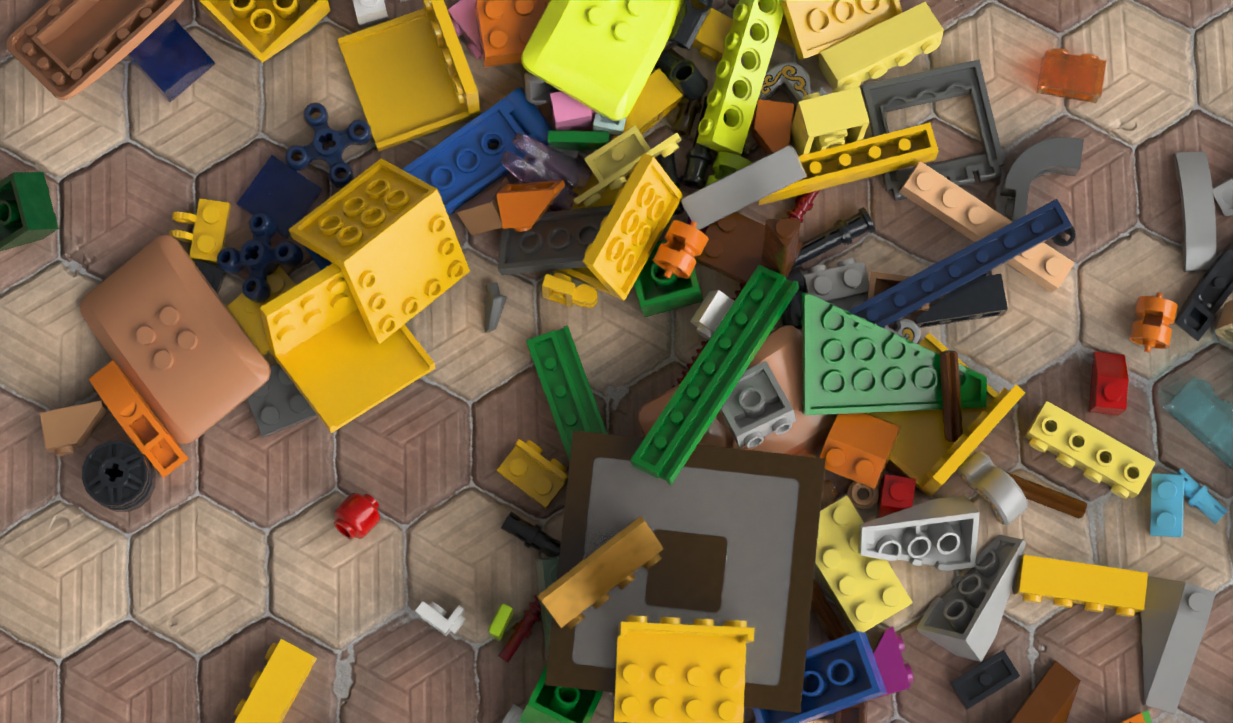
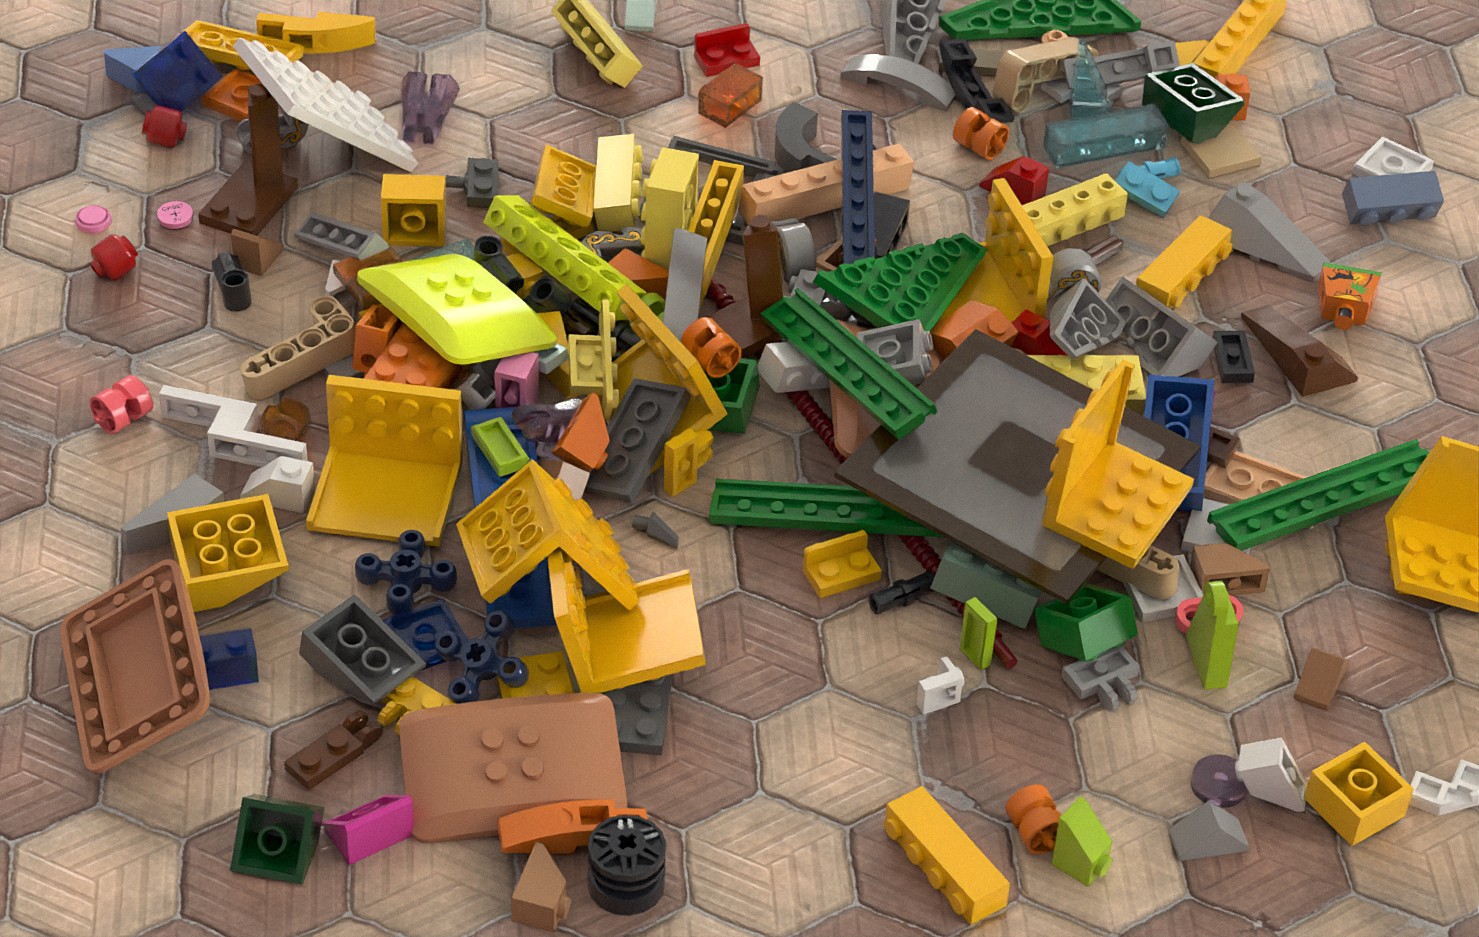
camera: 60 degrees left, 35 degrees down
(68, 265) = (372, 826): none -> dark pink slope
(125, 197) = (333, 750): none -> reddish brown hinge
(217, 166) = (359, 651): none -> dark grey slope
(356, 516) = (796, 705): red head -> none
(486, 141) = (499, 446): none -> lime tile
(578, 139) = (551, 385): green tile -> none
(601, 572) = (987, 498): pearl gold slope -> none
(892, 236) = (796, 247): none -> light grey animal
(951, 395) = (966, 255): reddish brown axle -> none
(1136, 38) = (723, 47): none -> red bracket

